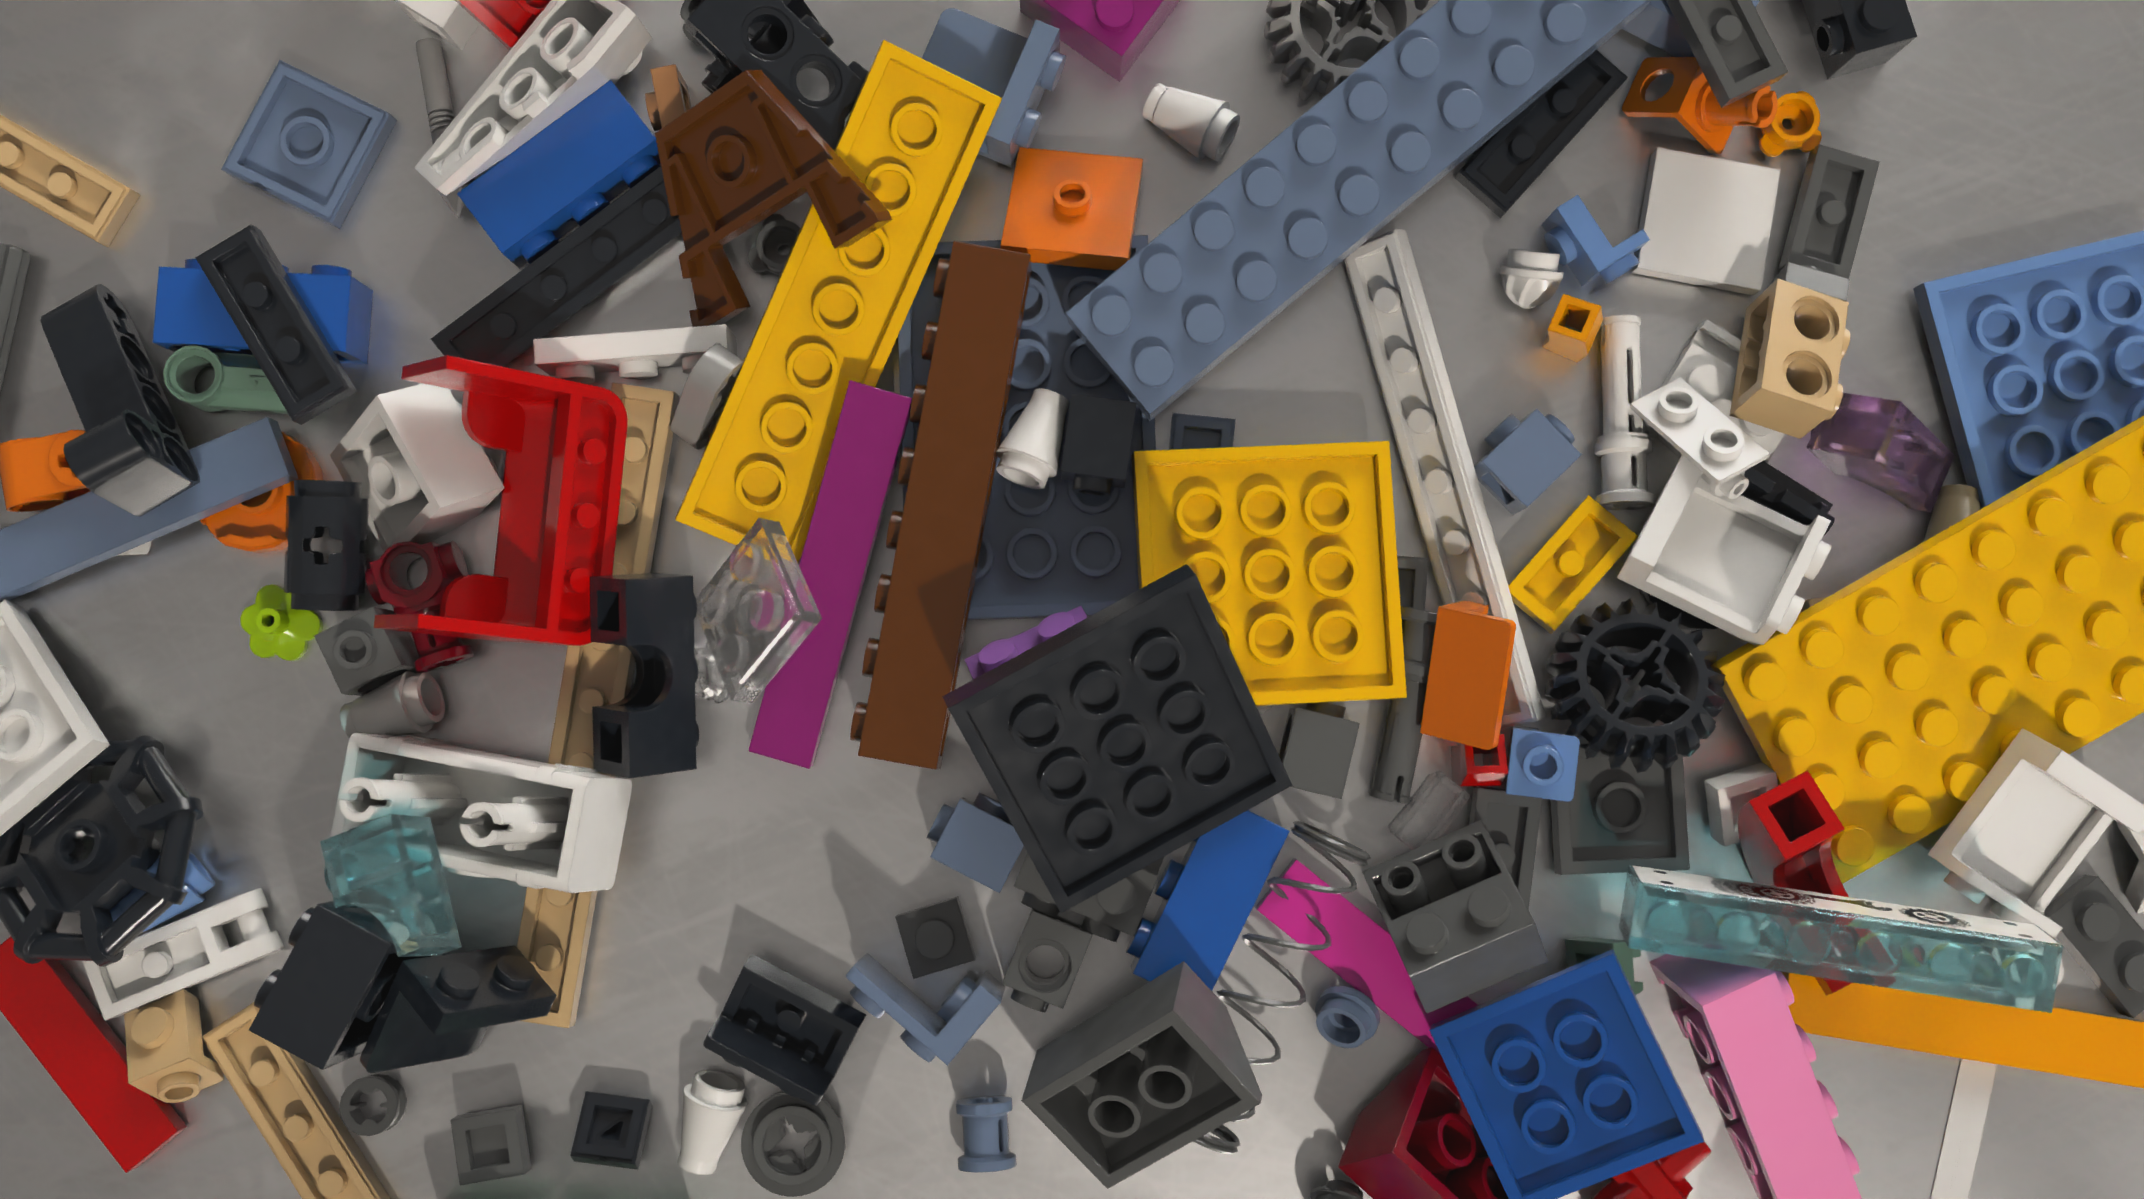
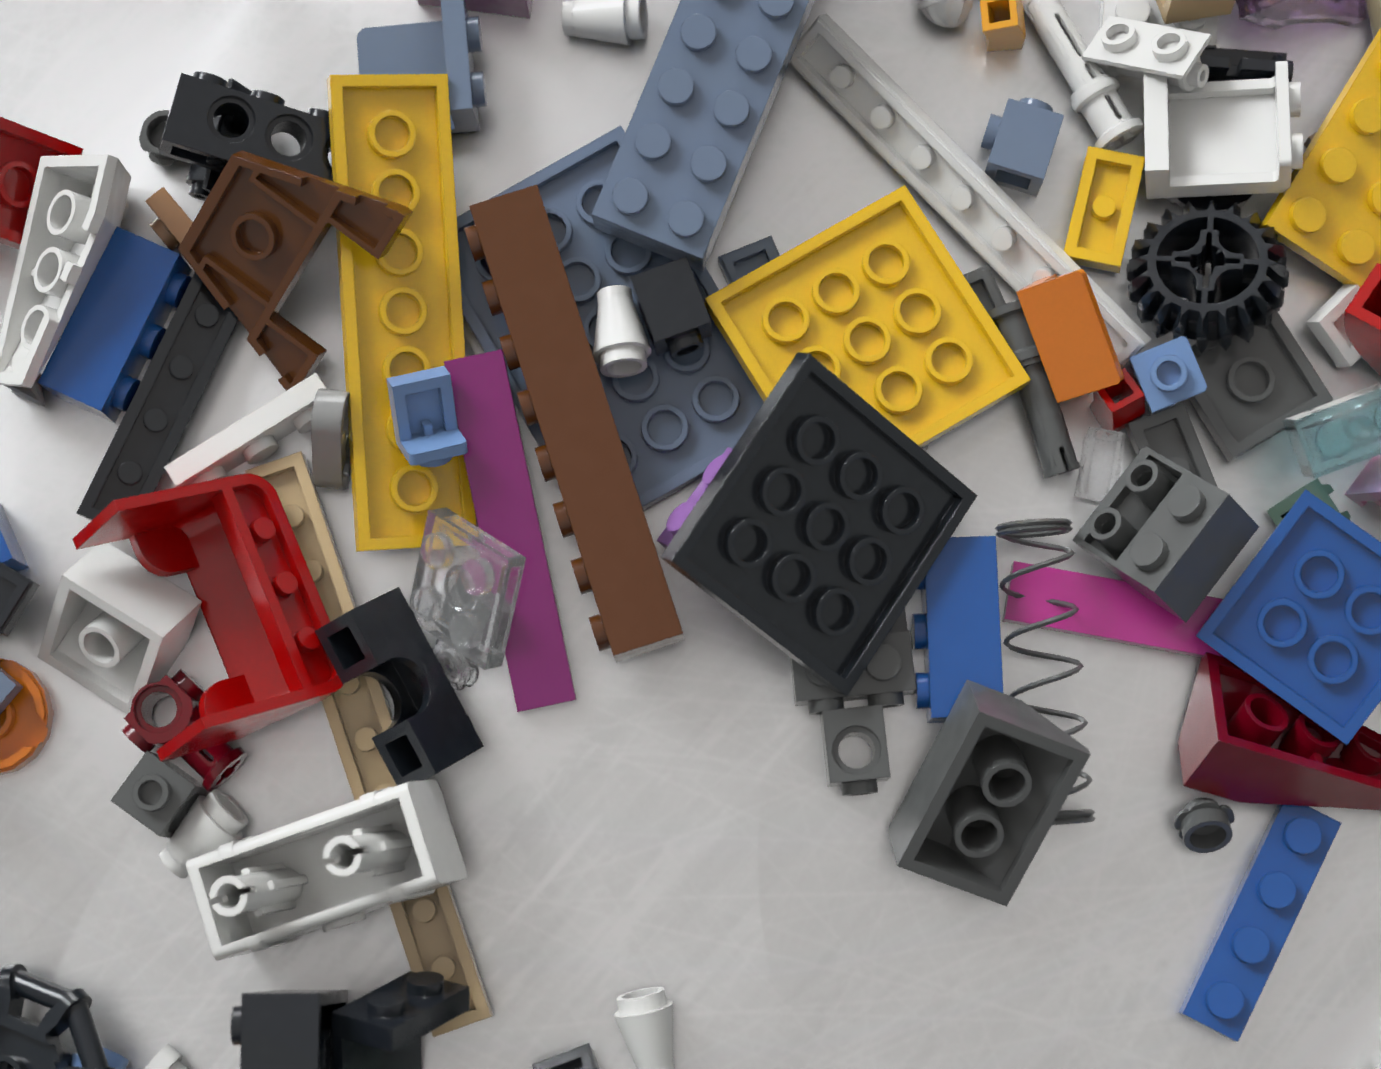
camera: 20 degrees left, 5 degrees down
(290, 630) = (81, 821): lime plant -> none
(306, 576) = (68, 692): black piece -> none
(399, 878) = (286, 941): clear light blue arch -> none
(774, 233) = (314, 282): dark grey plate -> none
(782, 1171) = (731, 1044): dark grey gear -> none
(784, 1030) = (671, 921): black bracket -> none
(802, 427) = (425, 417): none -> medium blue bracket
(926, 1031) = (809, 820): sand blue bracket -> none
(935, 937) = (754, 783): dark grey plate -> none
(976, 840) = (747, 681): sand blue brick -> none
(985, 1134) = (882, 919): sand blue bush -> none
(1073, 208) = (549, 134): orange plate -> none
(1318, 748) = (983, 461): dark grey brick -> none
(1346, 1016) = (1124, 677): sand blue plate -> none

